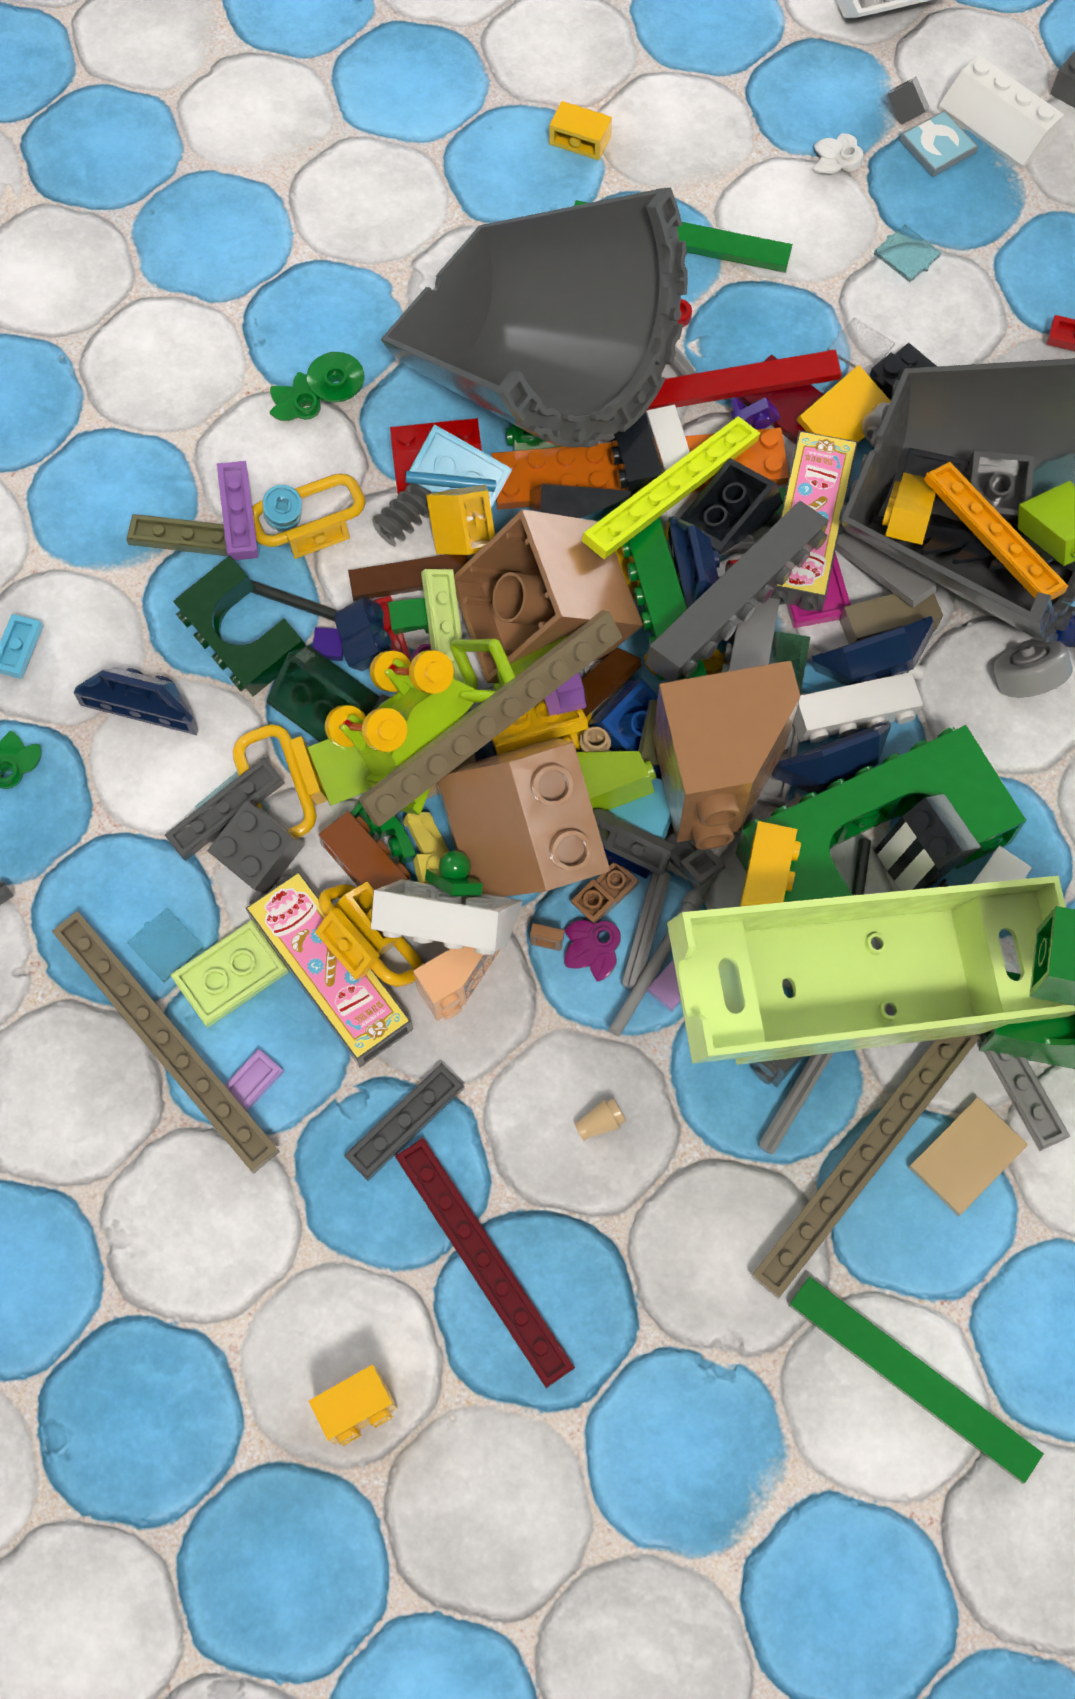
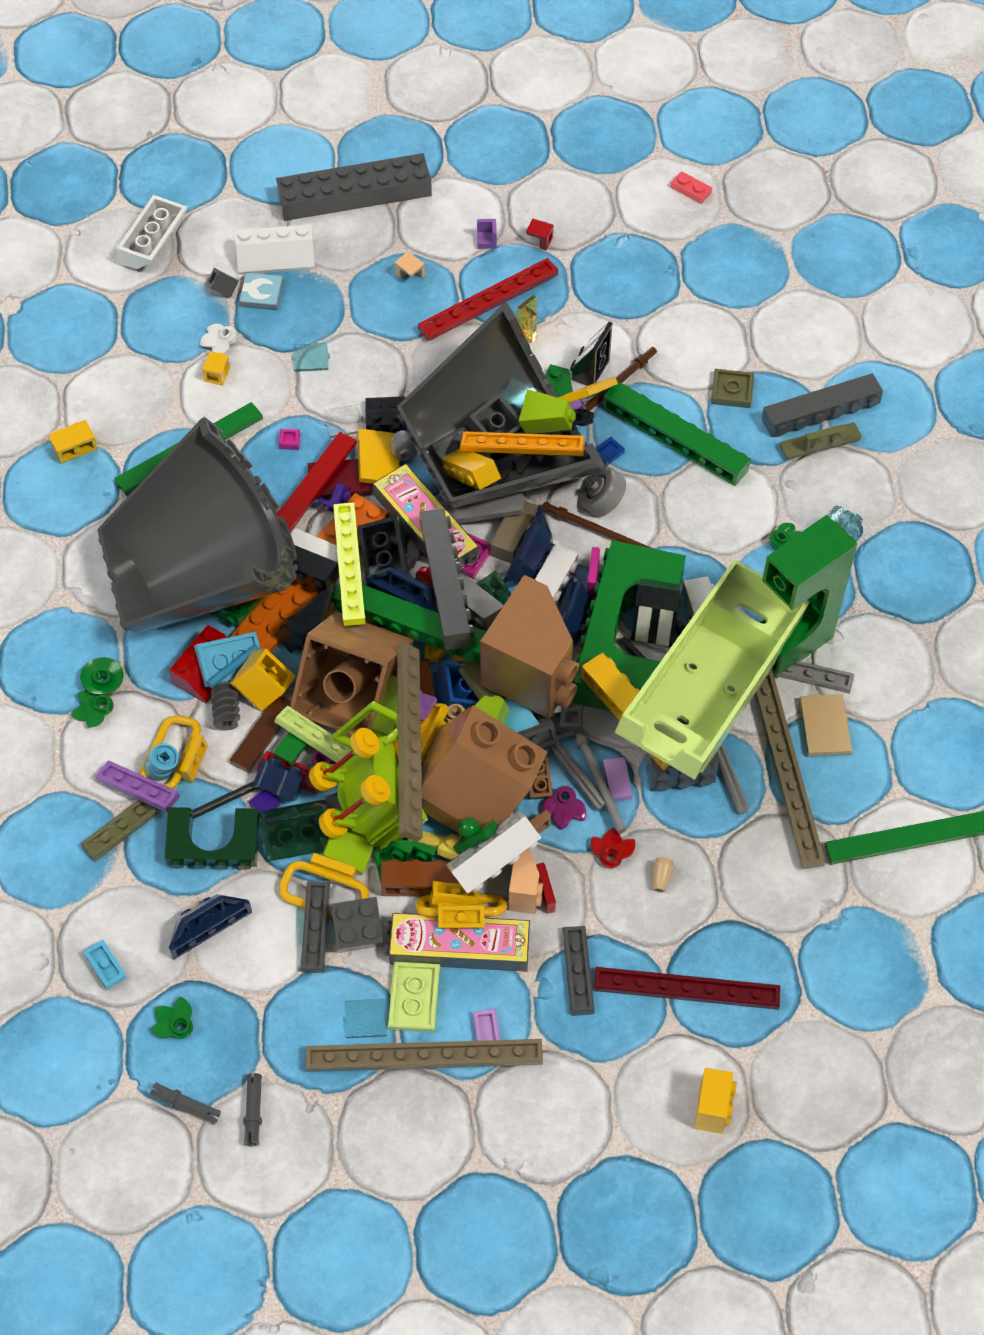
camera: 50 degrees left, 10 degrees down
(472, 1006) = (548, 895): none -> red tile
(591, 1037) = (612, 846): none -> red plate
(785, 315) = (289, 439): none -> dark pink tile
(798, 179) = (216, 368): none -> yellow brick
(902, 743) = (593, 572): none -> dark pink tile
(964, 651) = (562, 513): none -> reddish brown bar

